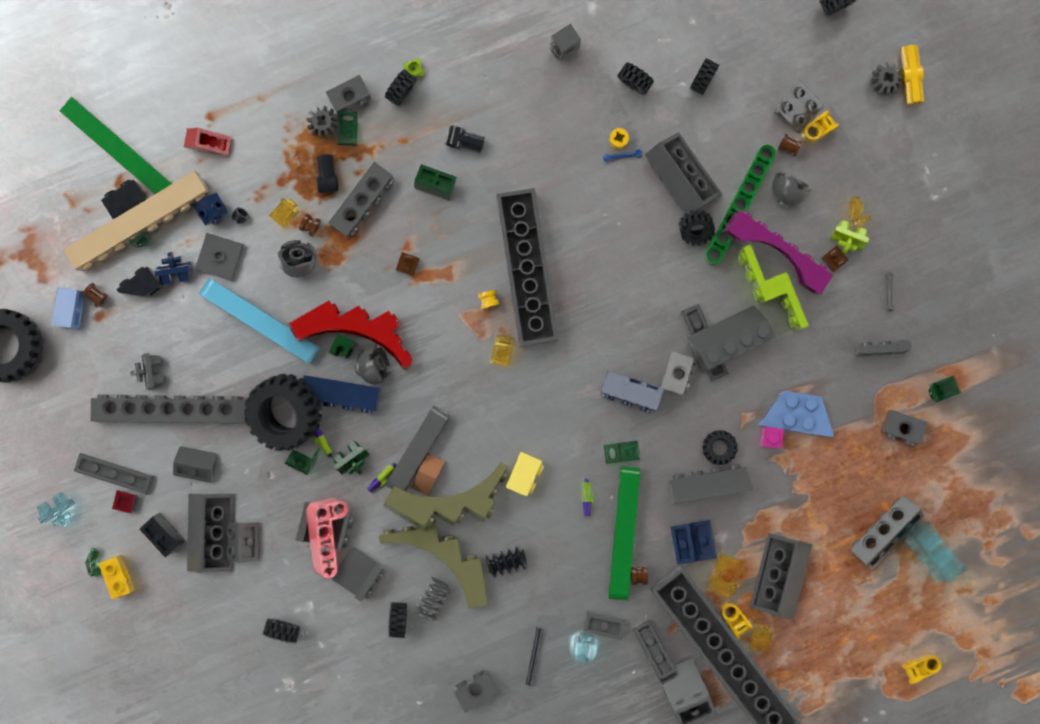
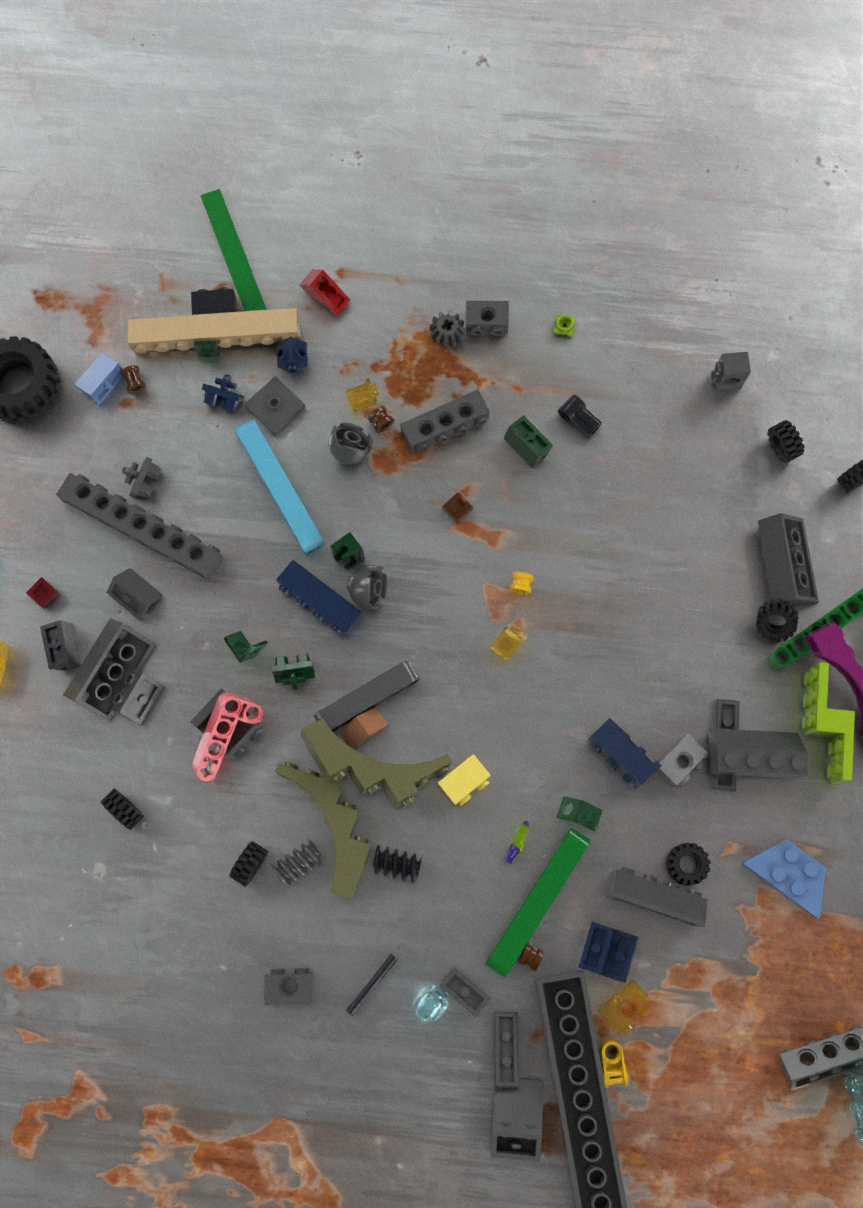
camera: 30 degrees right, 10 degrees down
(113, 473) = (49, 560): dark grey tile -> none
(142, 284) = (183, 392): black slope -> none
(240, 215) = (317, 376): black hinge -> none
(264, 424) = (226, 577): black tyre -> none
(320, 439) = (273, 635): lime piece -> none
(327, 180) = (422, 384): black piece -> none
(347, 129) = (468, 349): clear green bracket -> none
(355, 322) = (345, 516): red arch -> none
(358, 574) = (235, 793): dark grey bracket -> none
(381, 479) = (313, 708): piece -> none
(400, 87) = (542, 333): black tyre -> none
(527, 267) = (578, 571): dark grey brick -> none
(619, 142) = (733, 494): yellow wheel -> none
(637, 153) = (749, 518): blue hinge -> none
(761, 638) = (630, 1101): clear yellow bracket -> none
(771, 437) = (750, 883): dark pink brick -> none
(780, 576) = (687, 1042): dark grey slope -> none

